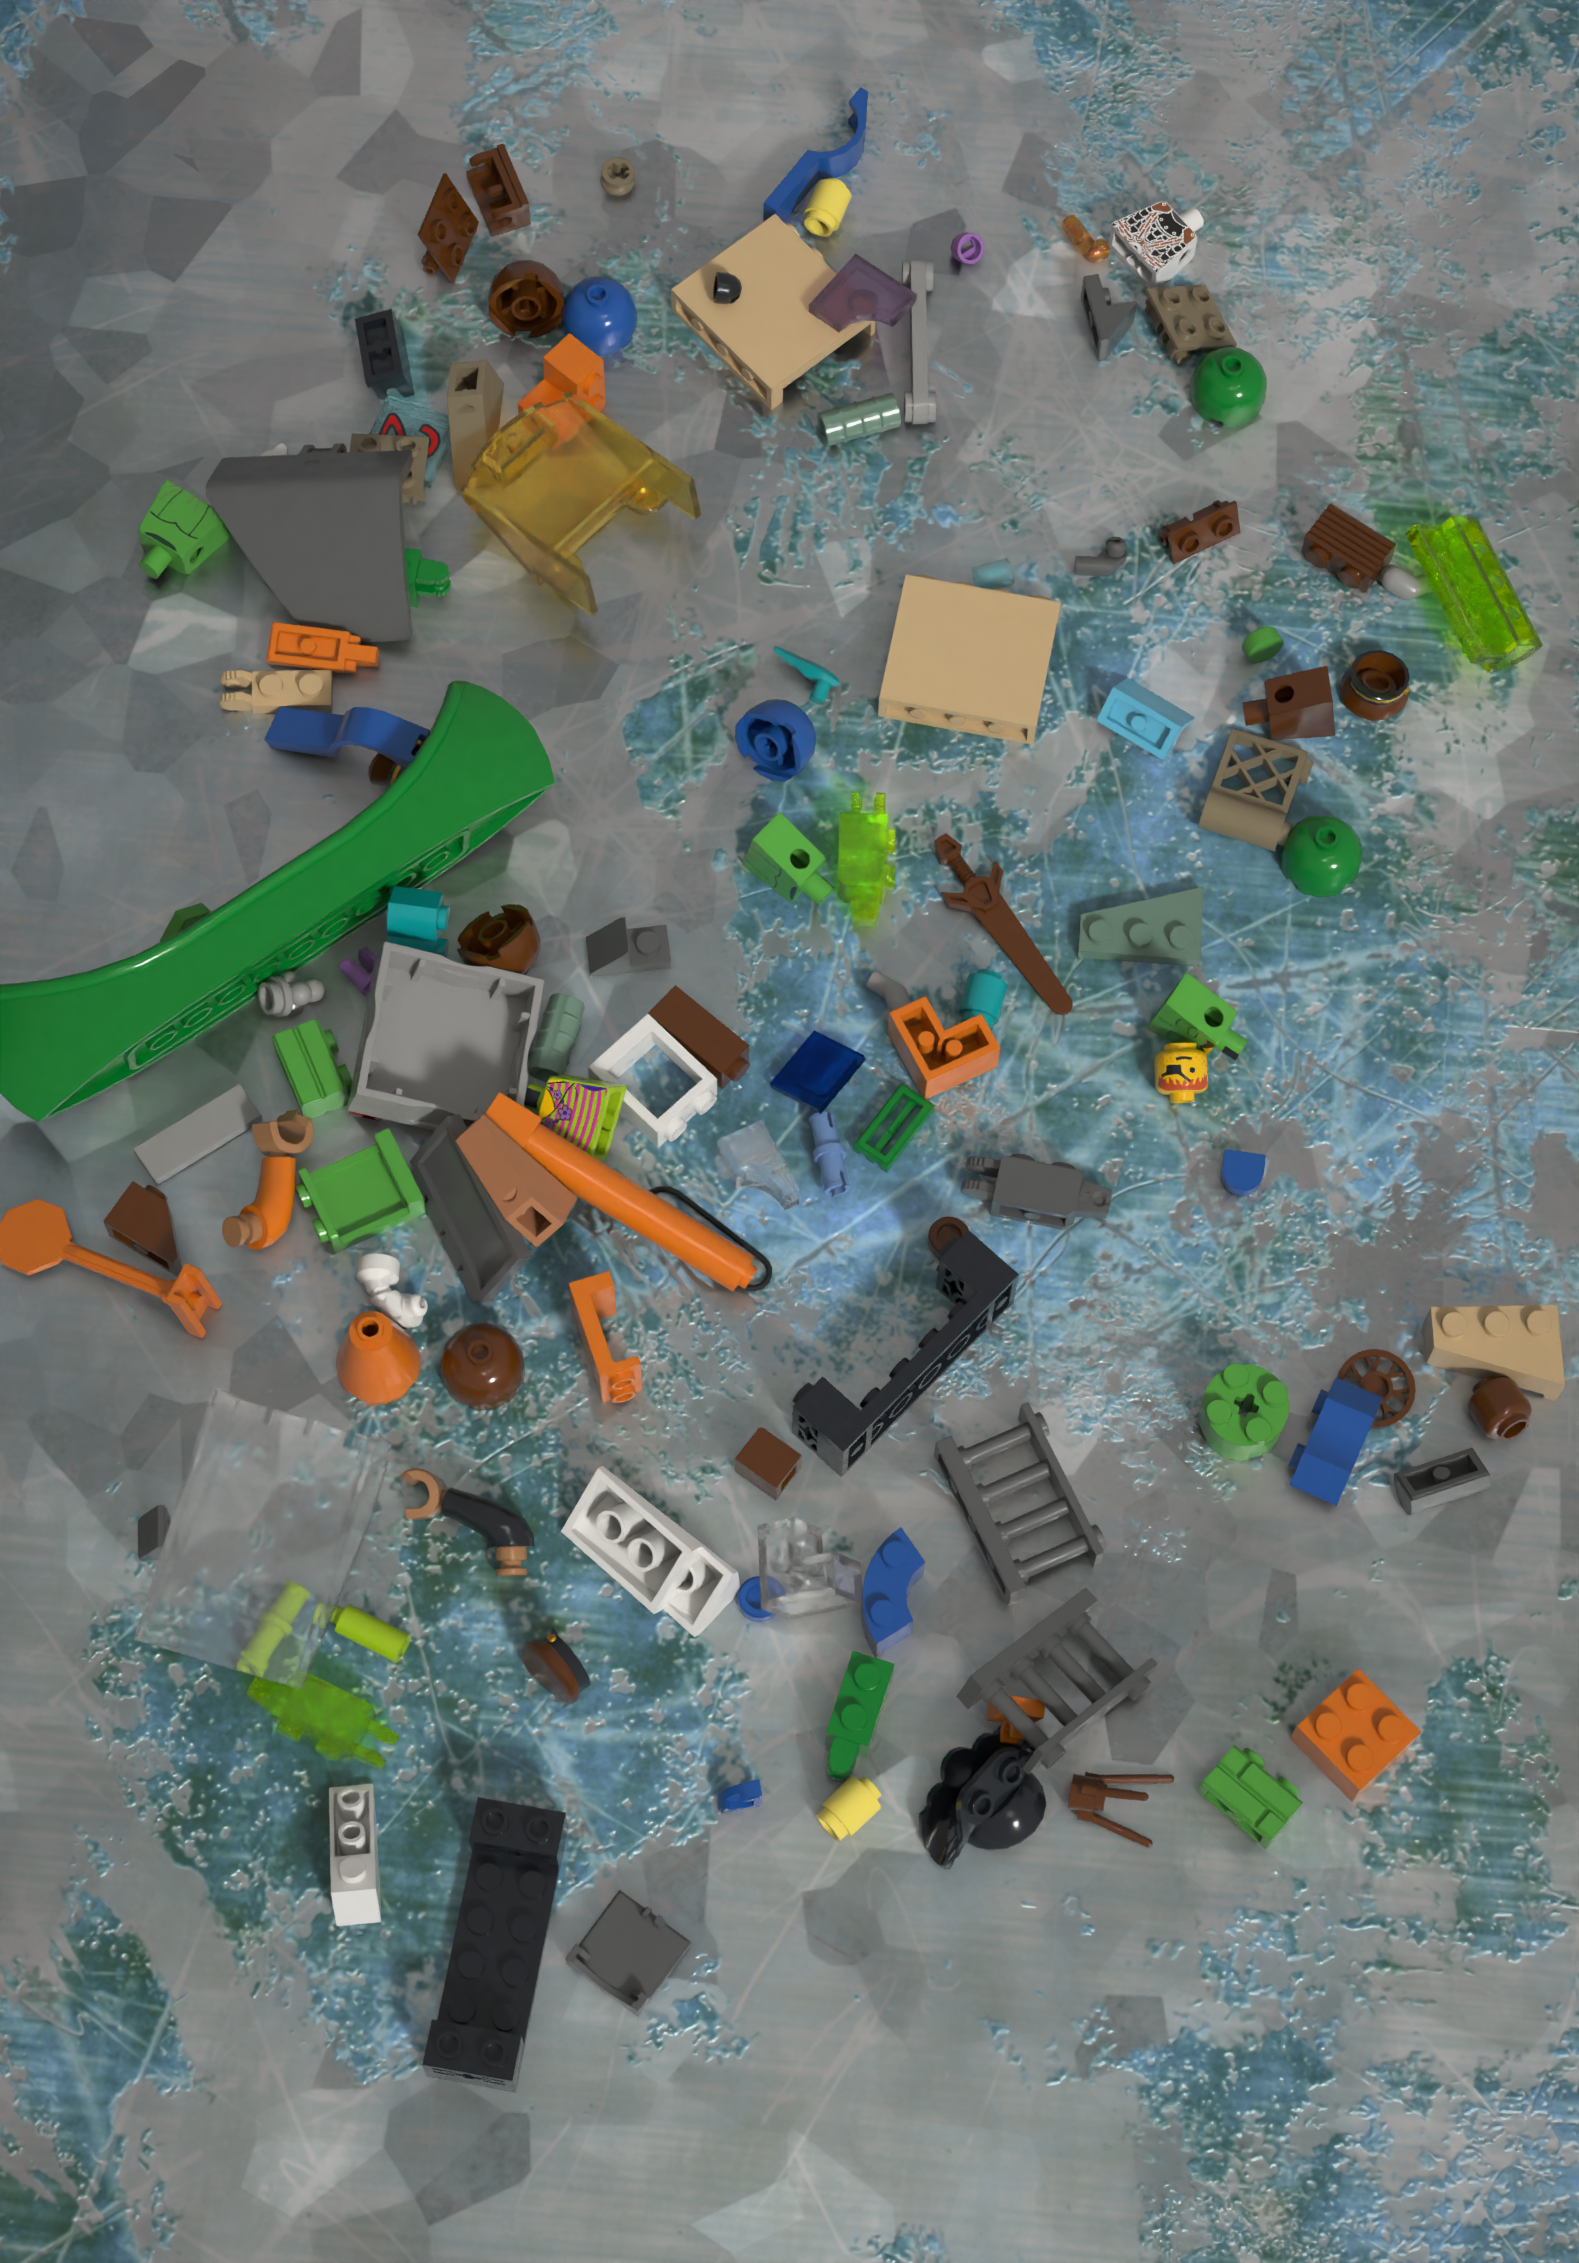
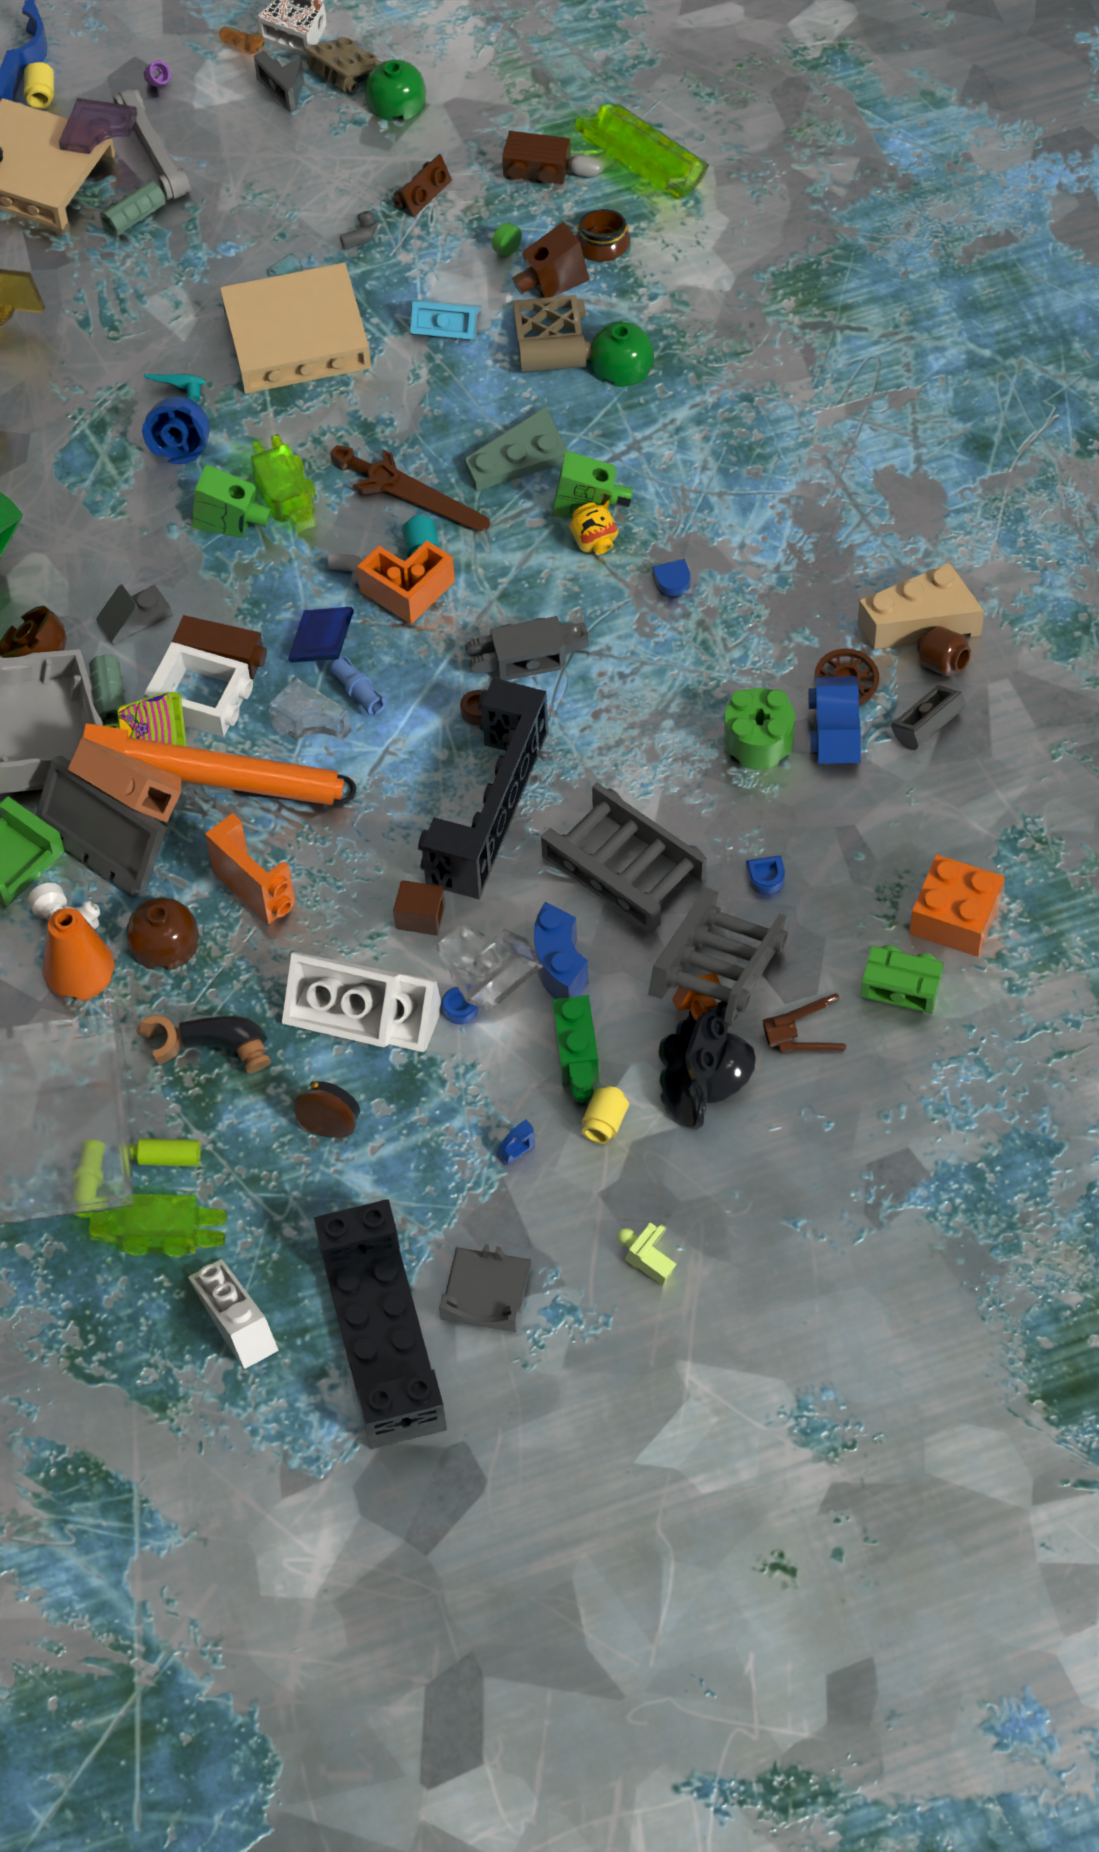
camera: 20 degrees left, 10 degrees down
(811, 1991) = (643, 1254): none -> yellowish green piece
(875, 1154) = (393, 673): green tile -> none
(1166, 1593) = (766, 874): none -> blue tile

